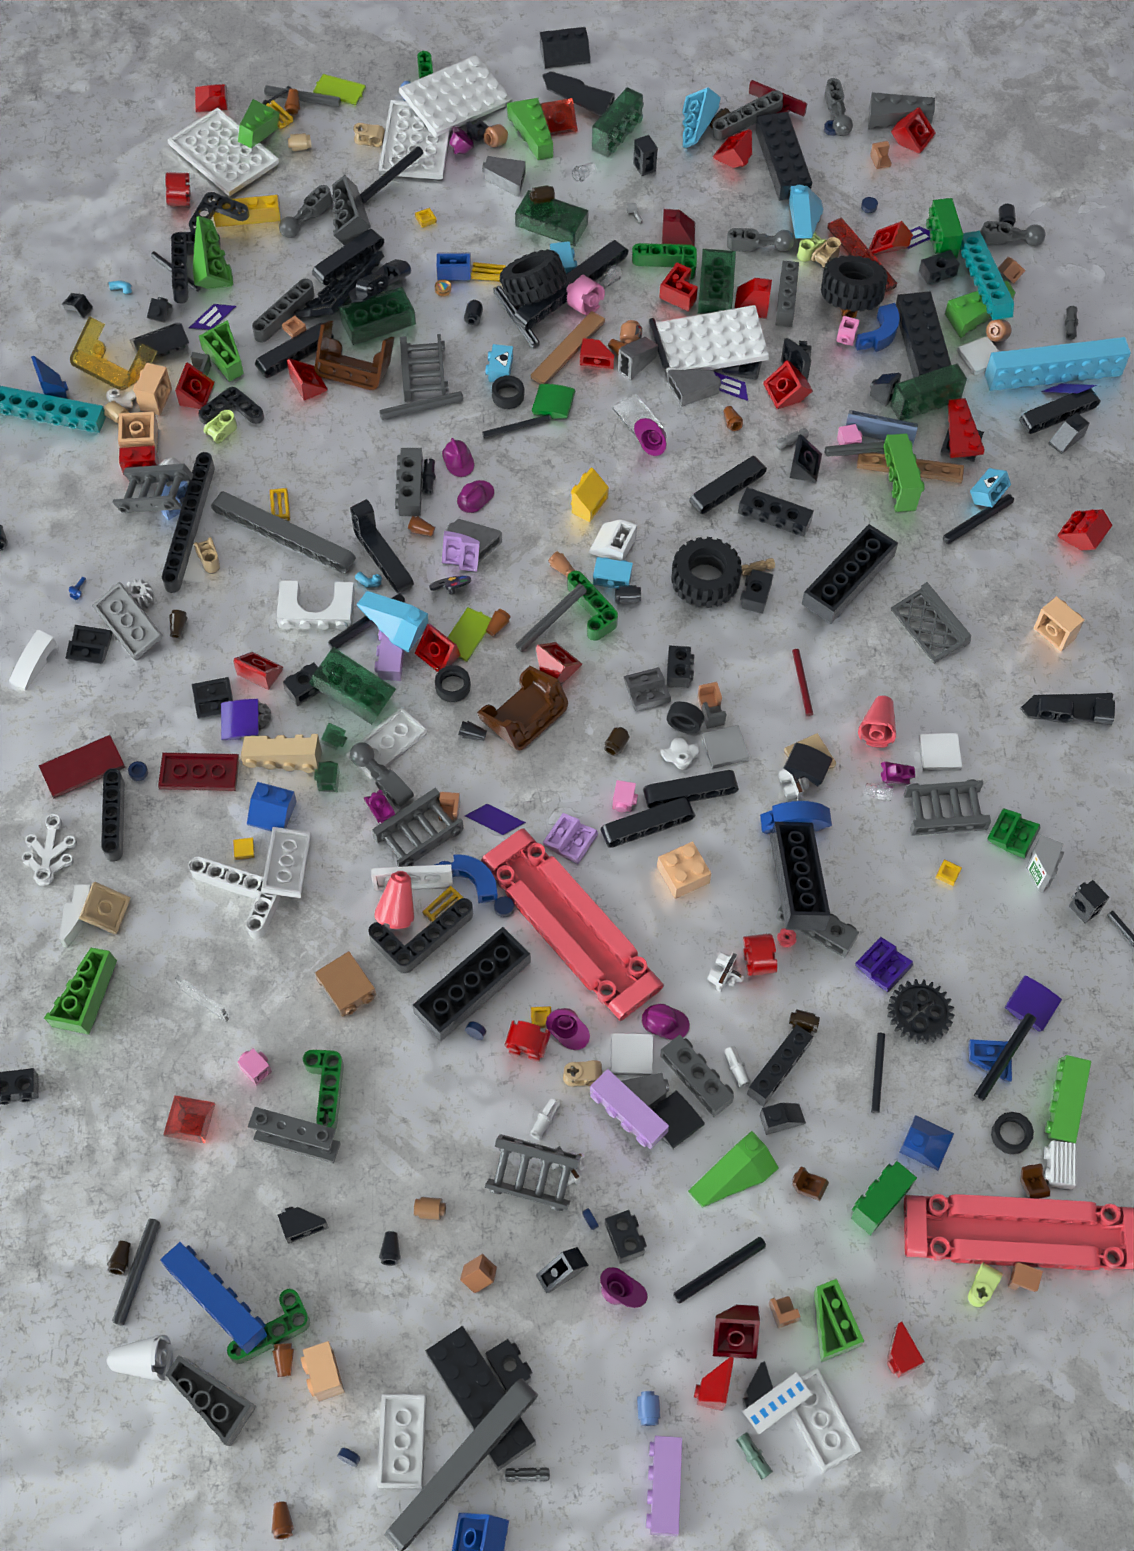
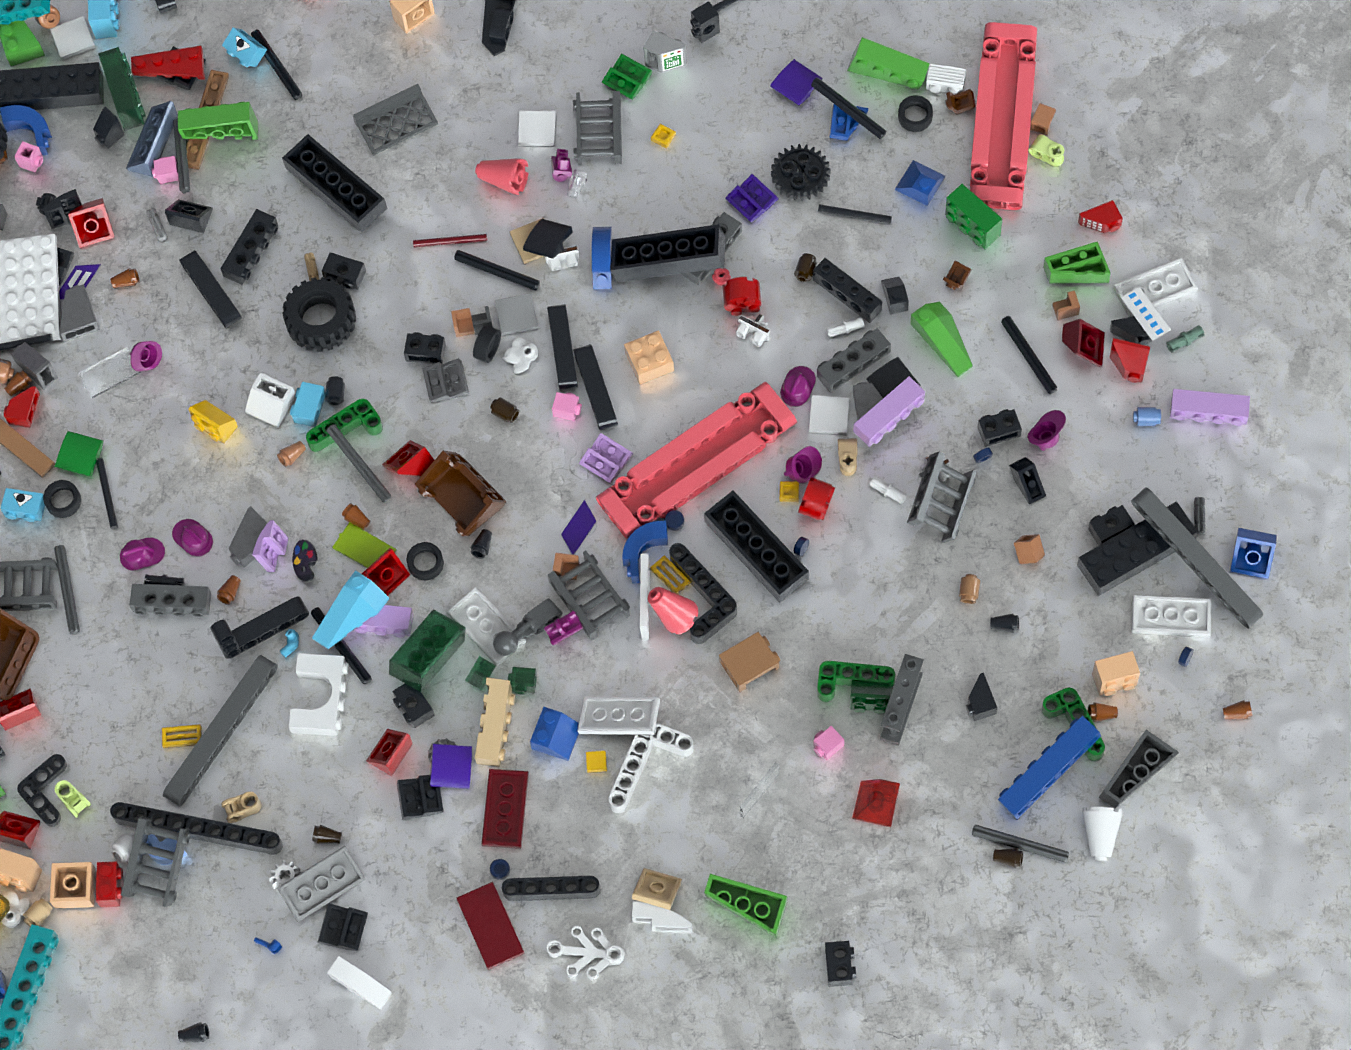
camera: 80 degrees left, 5 degrees up
(302, 1099) = (869, 696): none -> dark green slope
(773, 726) = (497, 270): none -> black axle

